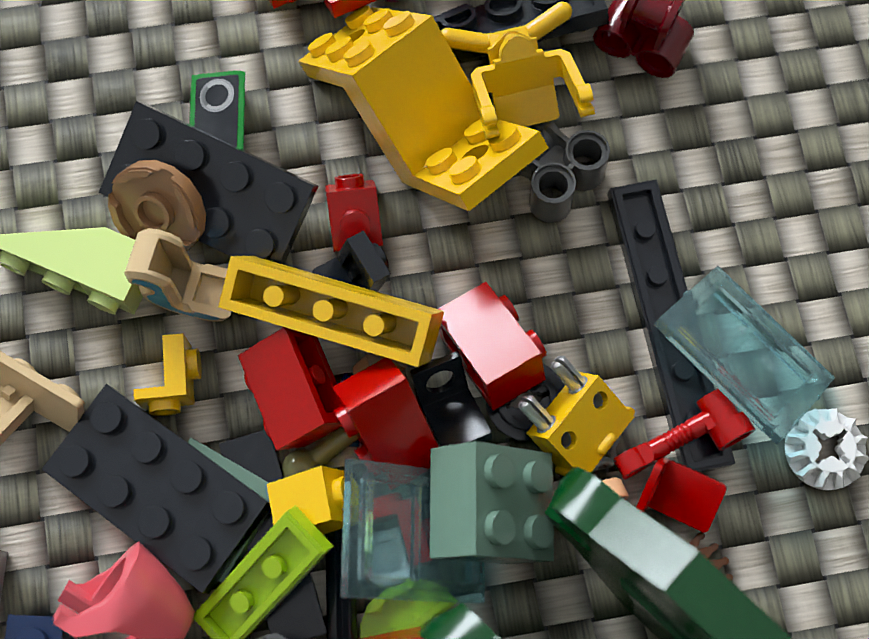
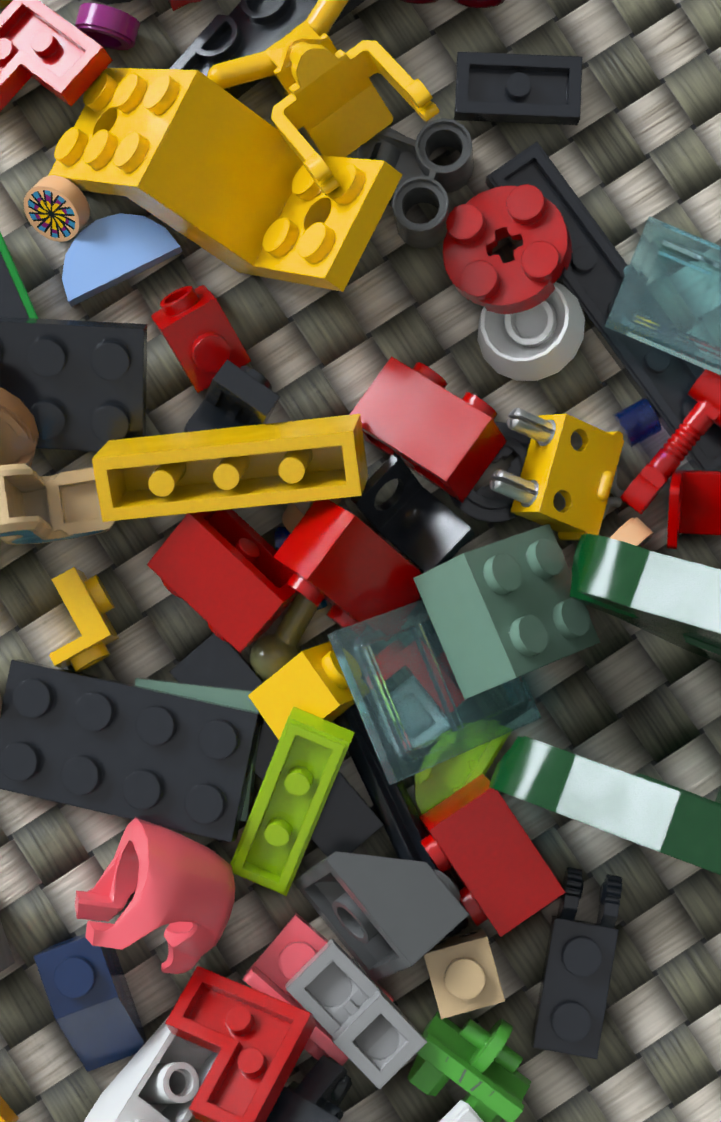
camera: 15 degrees left, 10 degrees up
(292, 83) = (56, 208): none -> tile
(318, 130) = (113, 252): none -> light blue tile
(597, 307) = (533, 341): none -> white hat
(600, 216) = (537, 264): none -> red plate
(651, 409) = (638, 421): none -> clear blue hand
(658, 137) = (518, 88): none -> black plate

